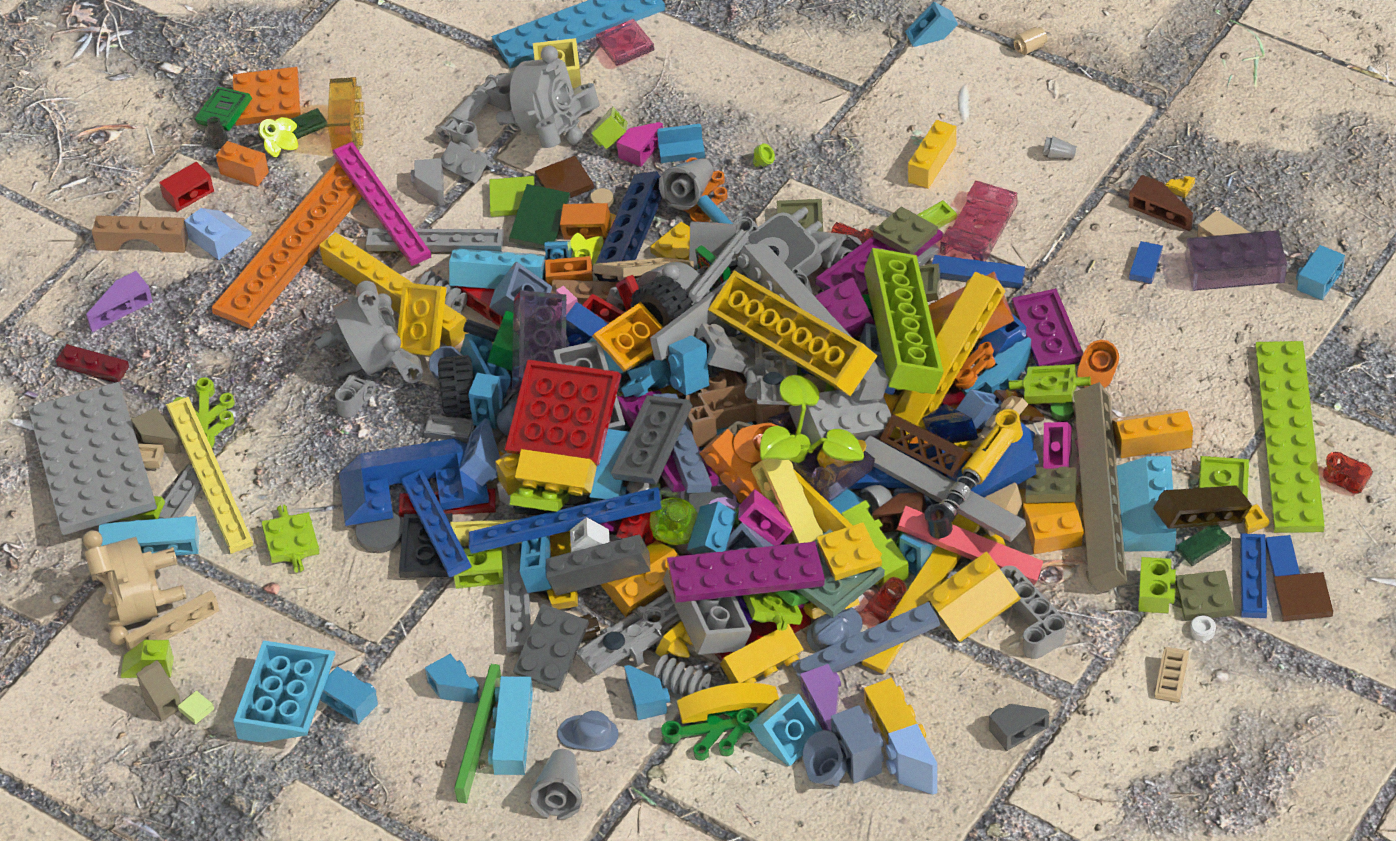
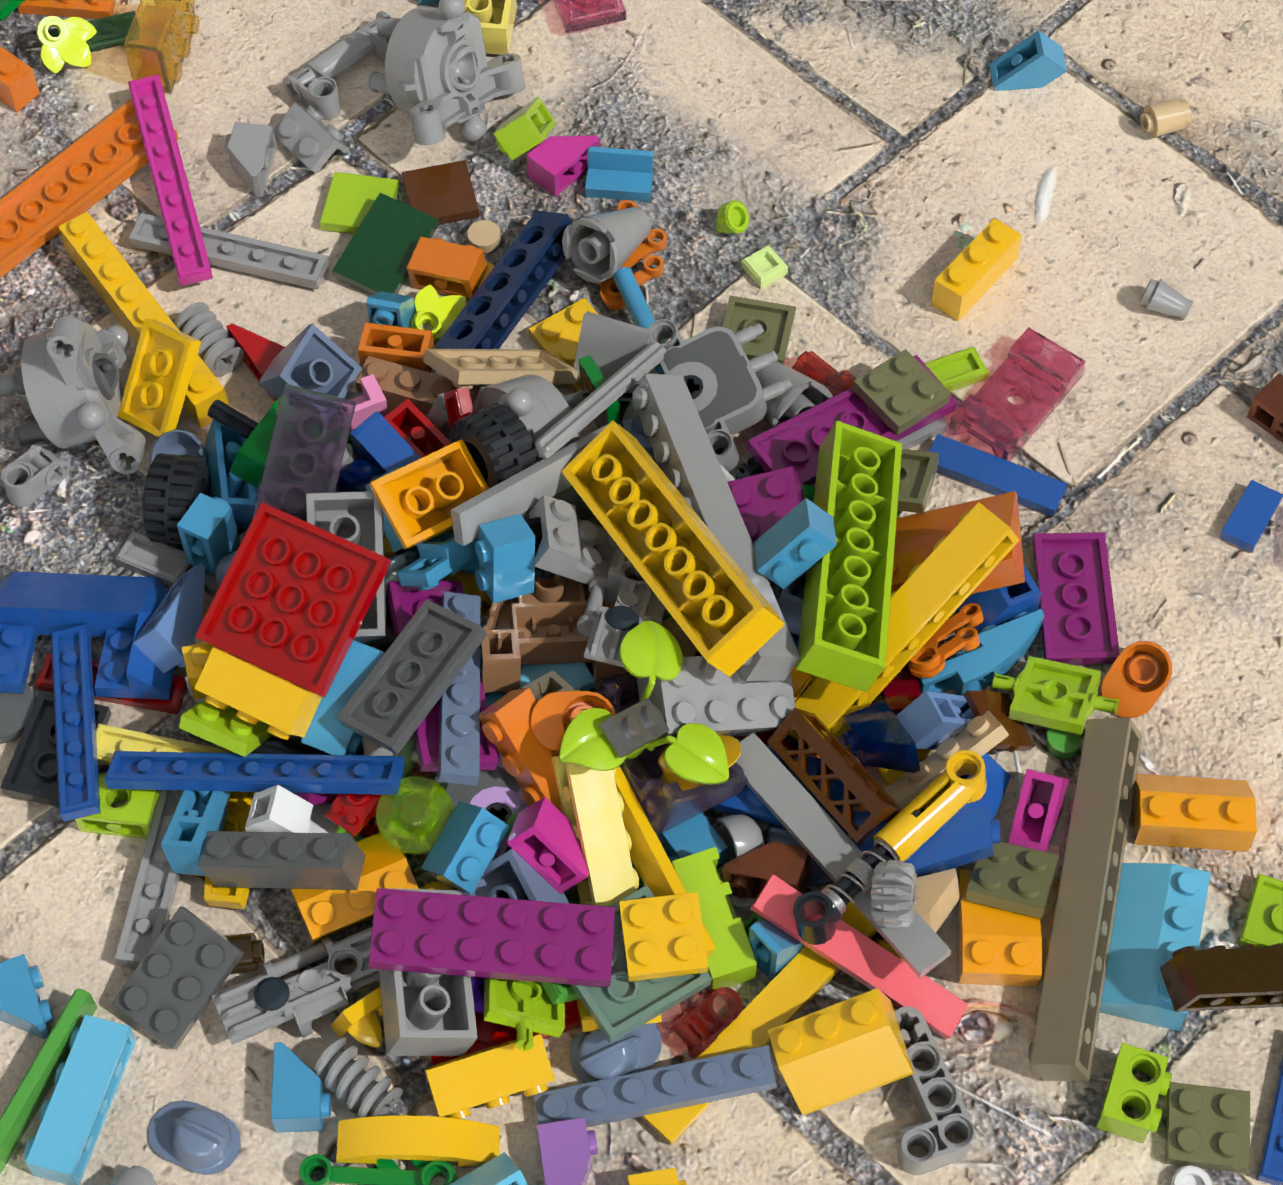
camera: 10 degrees right, 10 degrees up
(488, 268) = (278, 310): medium azure slope -> none
(793, 180) = (764, 266): none -> yellowish green tile
(801, 433) = (634, 727): none -> flat silver plate
(868, 317) = (795, 543): none -> dark azure brick
(983, 494) = (894, 894): none -> light grey gear
(1203, 544) = (1226, 1033): clear green tile -> none

